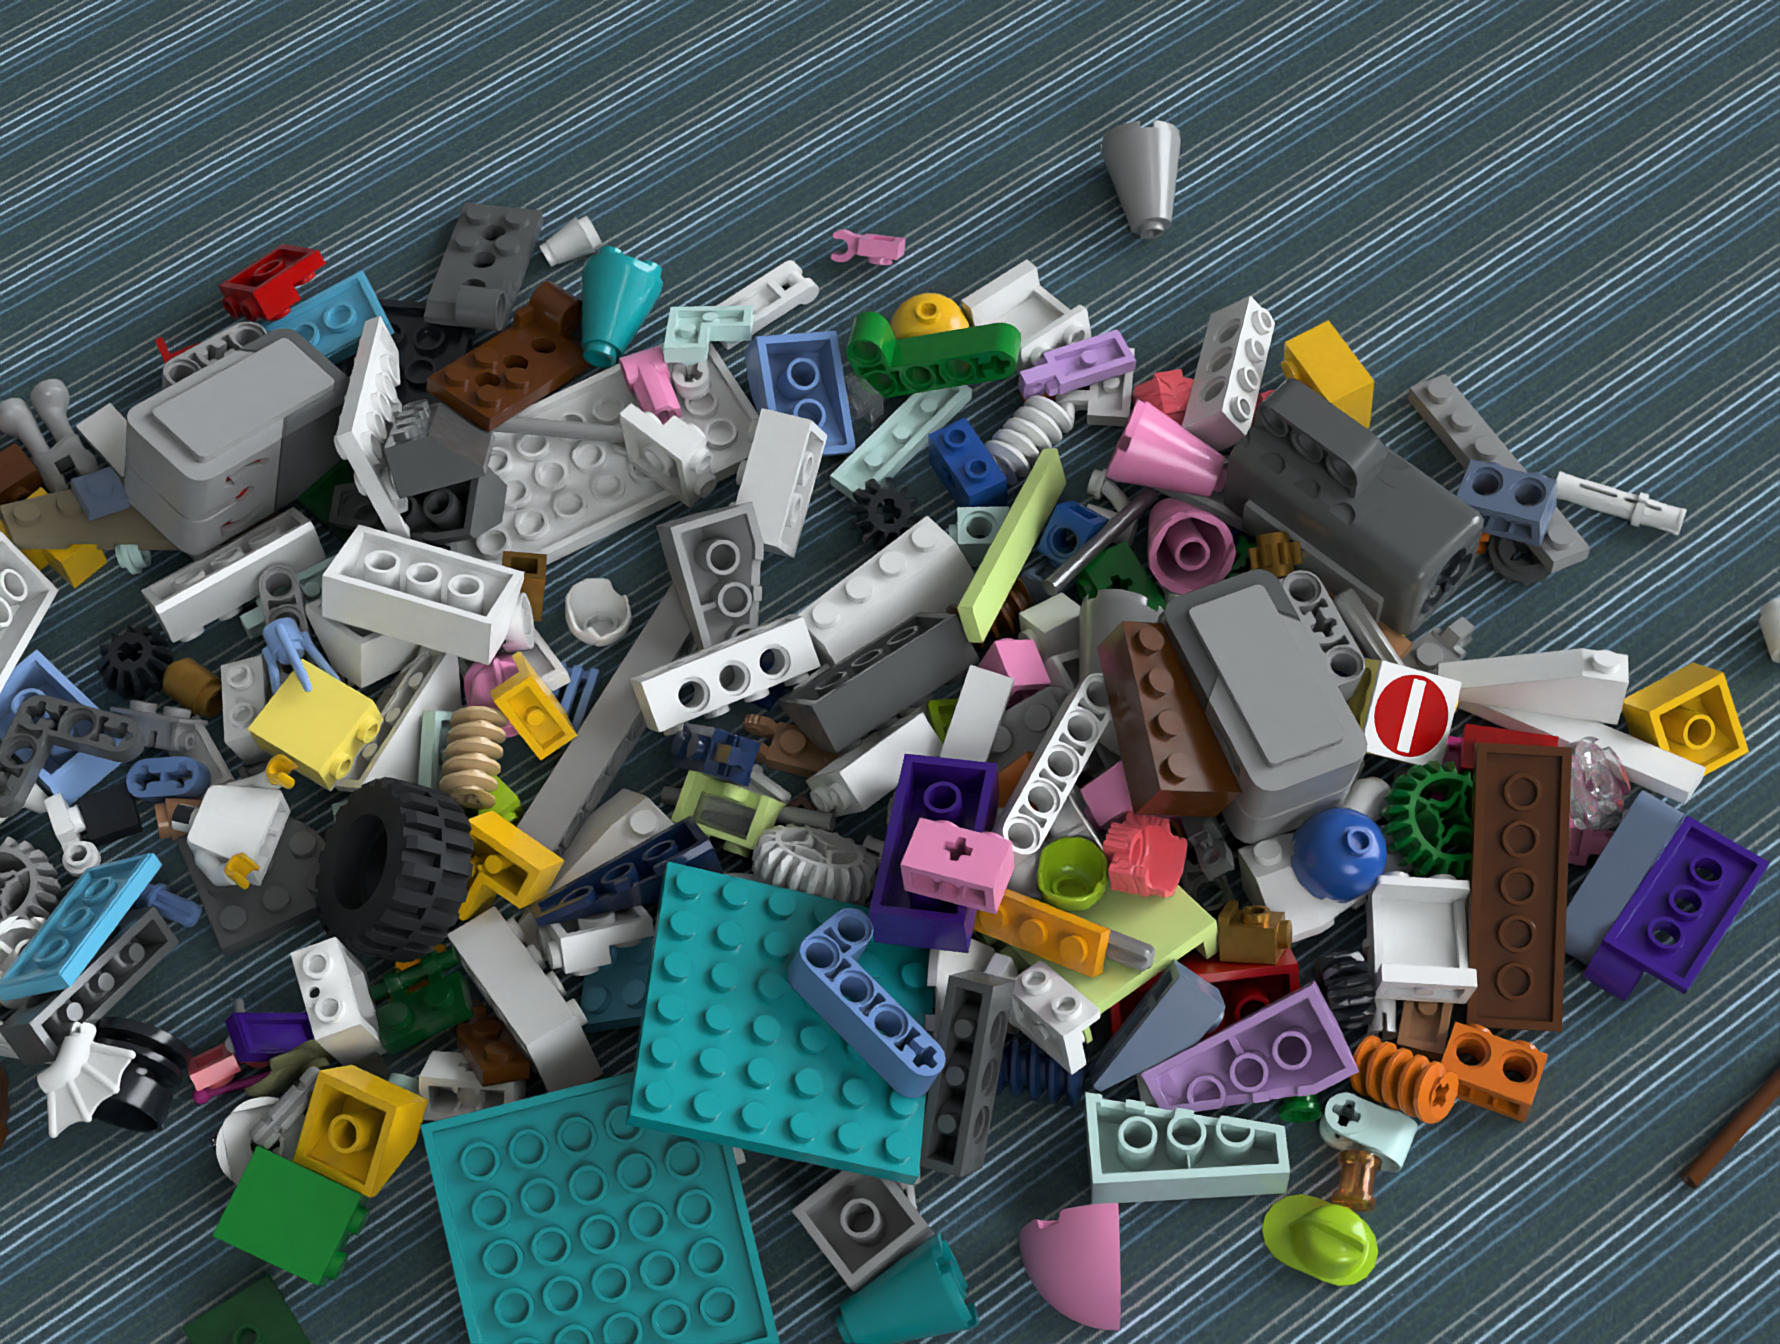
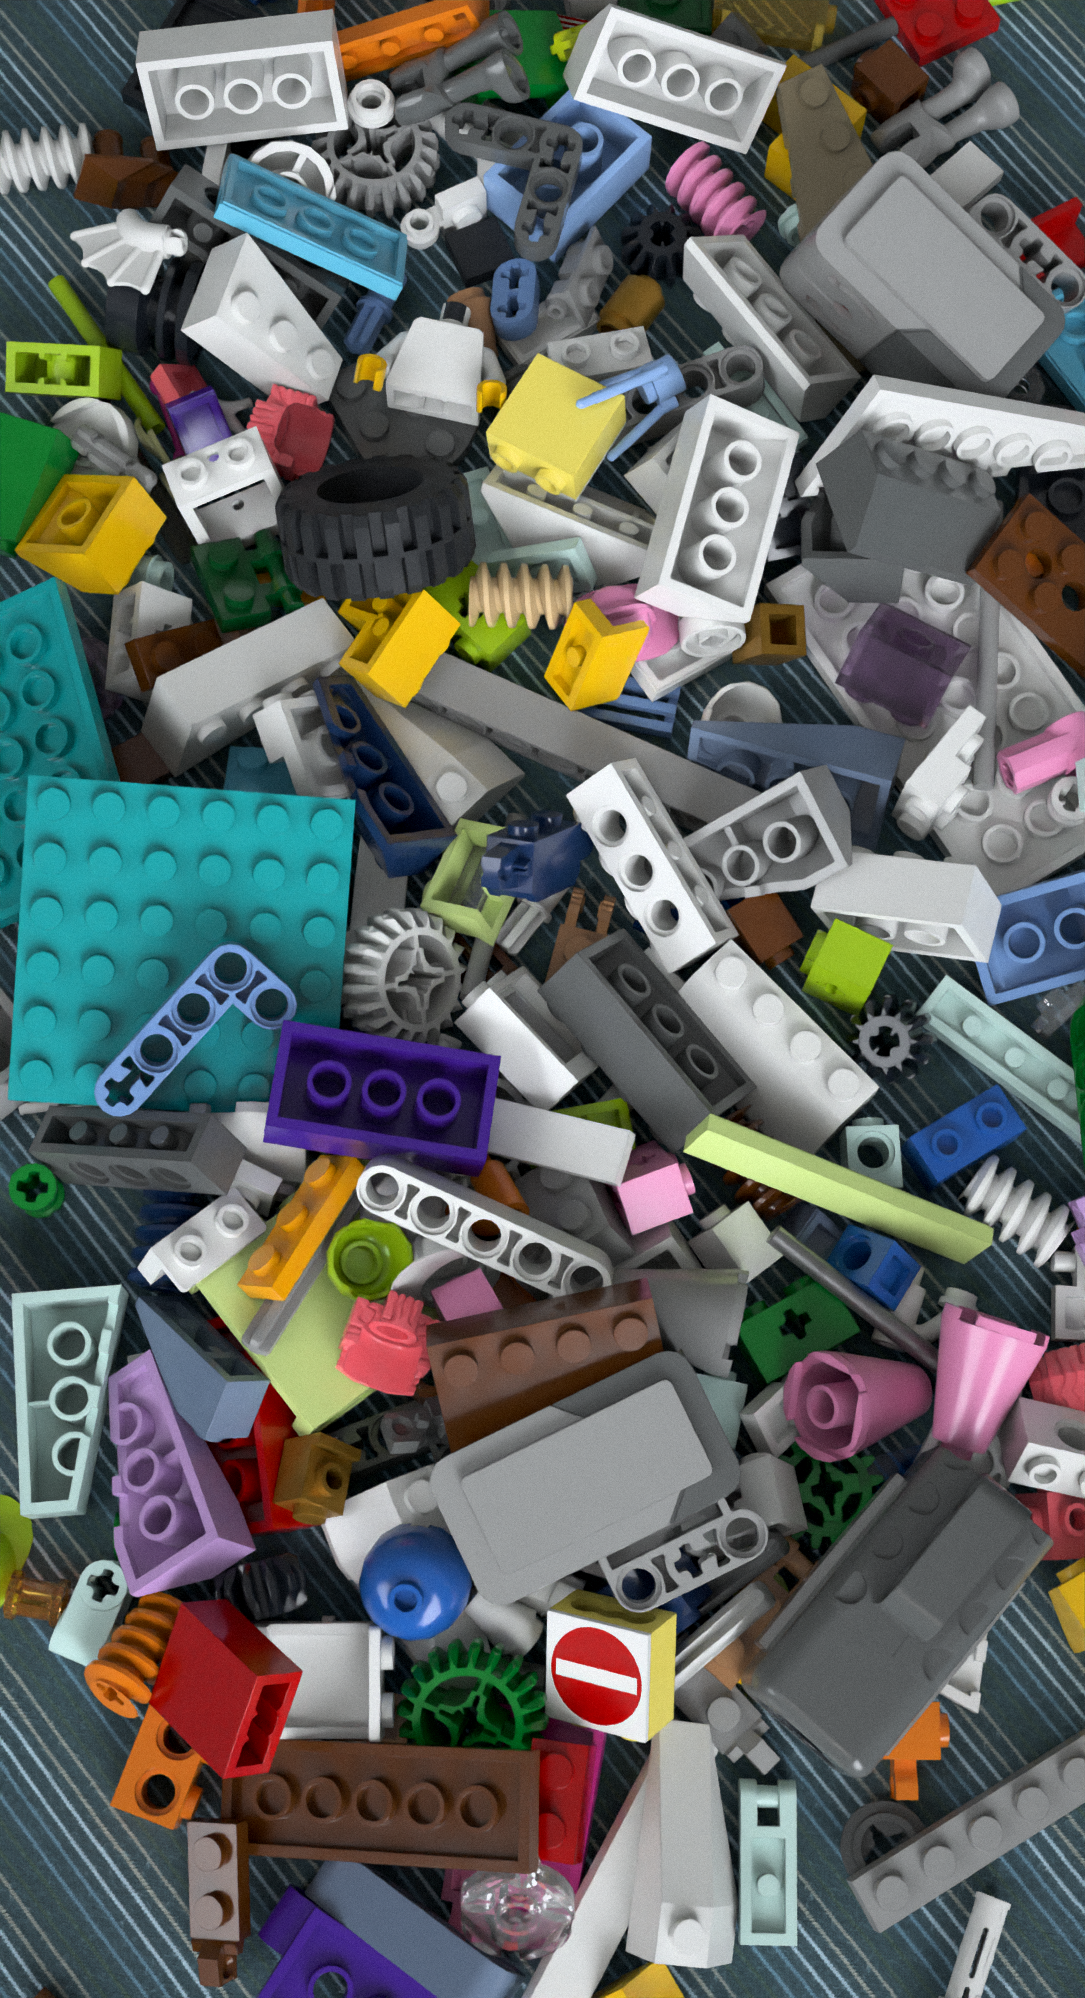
camera: 80 degrees right, 15 degrees up
(95, 617) = (710, 197): none -> bright pink piece
(100, 493) = (844, 162): sand blue plate -> none
(157, 1145) = (94, 336): none -> lime bar
(171, 973) = (258, 324): none -> white wedge
(182, 1164) = (63, 370): none -> lime brick
(267, 971) = (293, 431): none -> coral hair
(564, 484) = (902, 665): none -> clear purple slope
(638, 563) = (769, 753): none -> sand blue wedge
(784, 595) = (764, 929): none -> reddish brown brick
(823, 538) = (844, 966): none -> lime brick
(957, 865) = (329, 1080): bright pink brick -> none
(991, 1169) = (28, 1178): none -> green bush
(1275, 554) = (827, 1511): pearl gold gear -> none
(1433, 990) = (225, 1688): none -> red brick
(1503, 507) = (915, 1812): sand blue brick -> none
(1538, 630) = (767, 1865): none -> light aqua plate
(1594, 1029) = (218, 1895): none -> hinge

